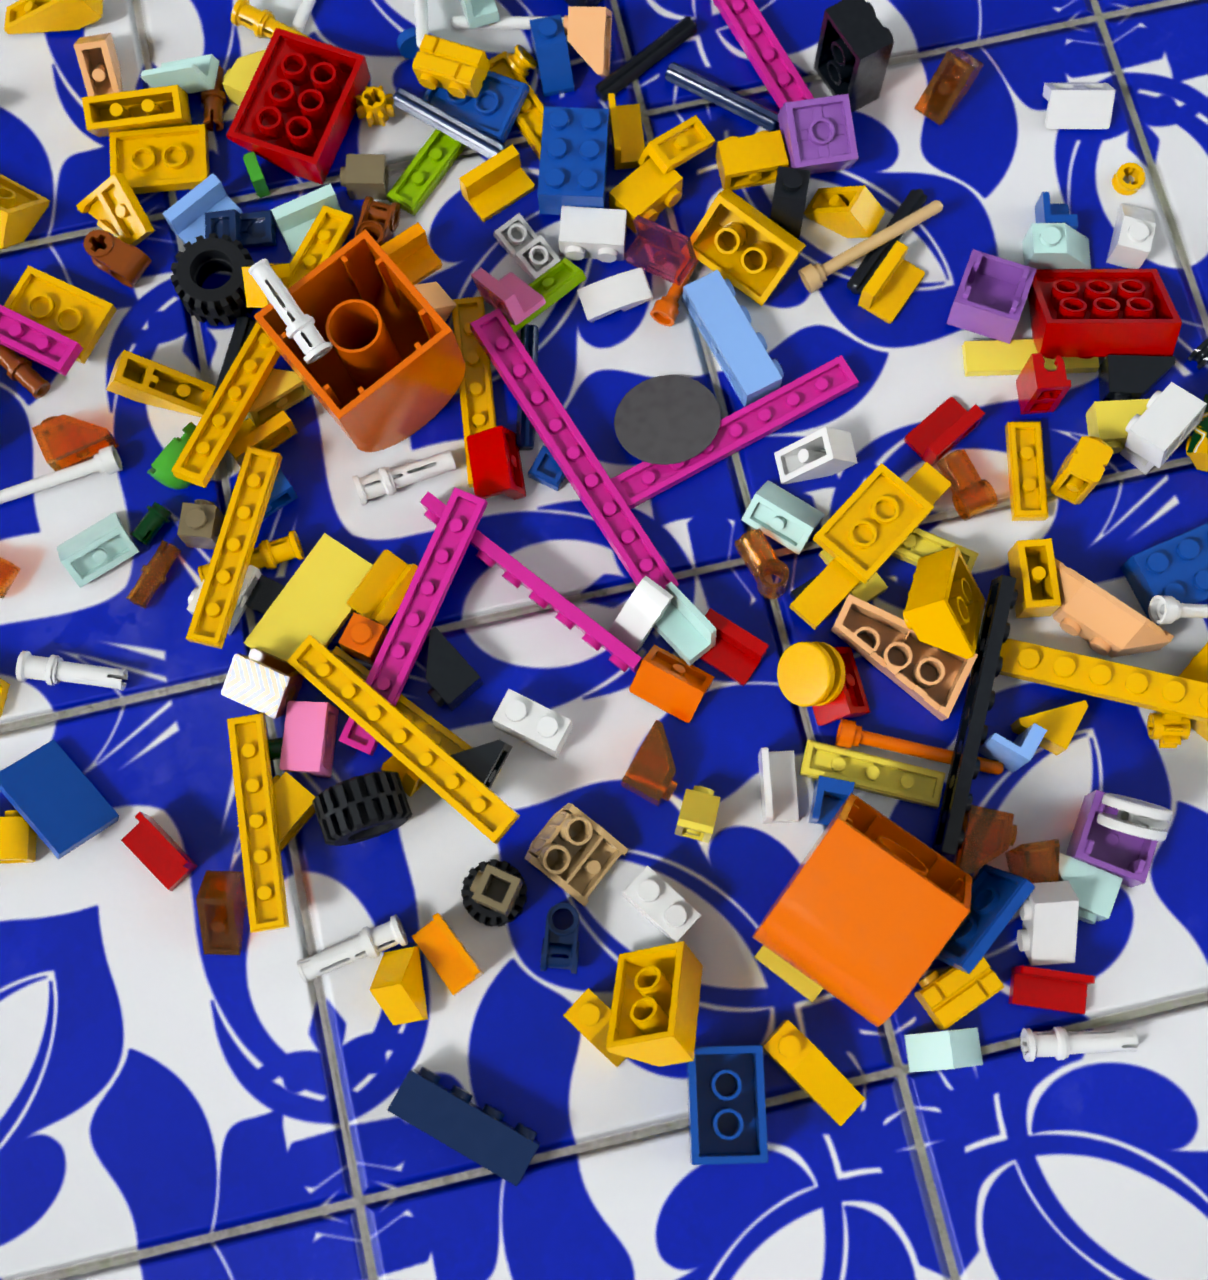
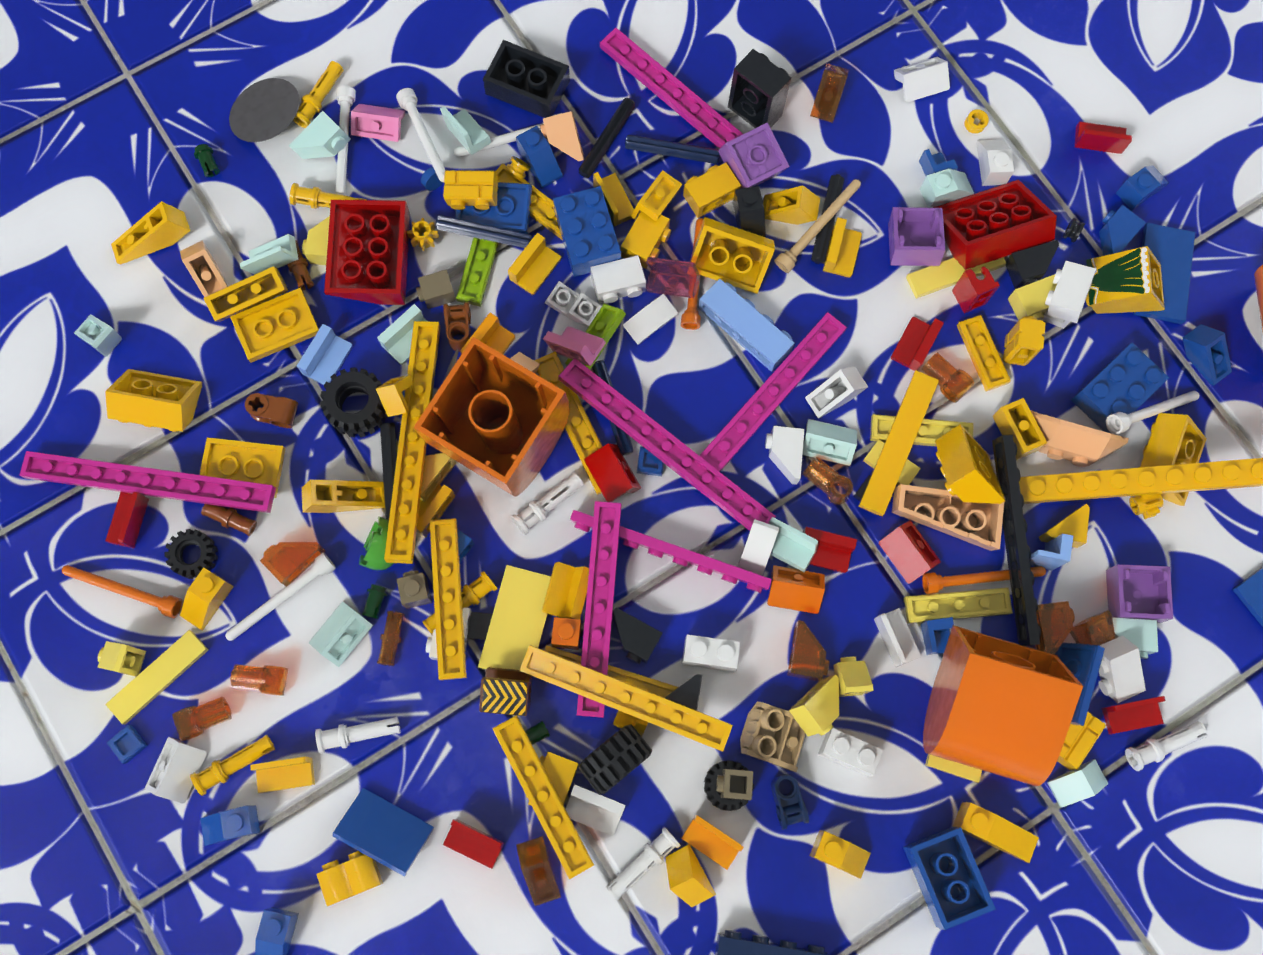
camera: 25 degrees left, 0 degrees up
(118, 210) = (260, 374): yellow wing -> none
(251, 228) = (359, 356): dark blue slope -> none
(256, 174) = (353, 313): bright green tile -> none
(299, 325) = (412, 395): white pin -> none
(309, 738) = (553, 720): bright pink panel -> none
(319, 864) = (594, 810): none -> white panel
(640, 836) = (818, 707): none -> light yellow slope
(656, 1005) = (876, 826): yellow slope -> none
(667, 419) = (722, 399): flat silver sticker -> none
(724, 507) = (786, 450): none -> white slope
(811, 673) = (893, 549): yellow head -> none
(873, 523) = (897, 427): yellow plate -> none
(1135, 817) = (1153, 576): white head -> none

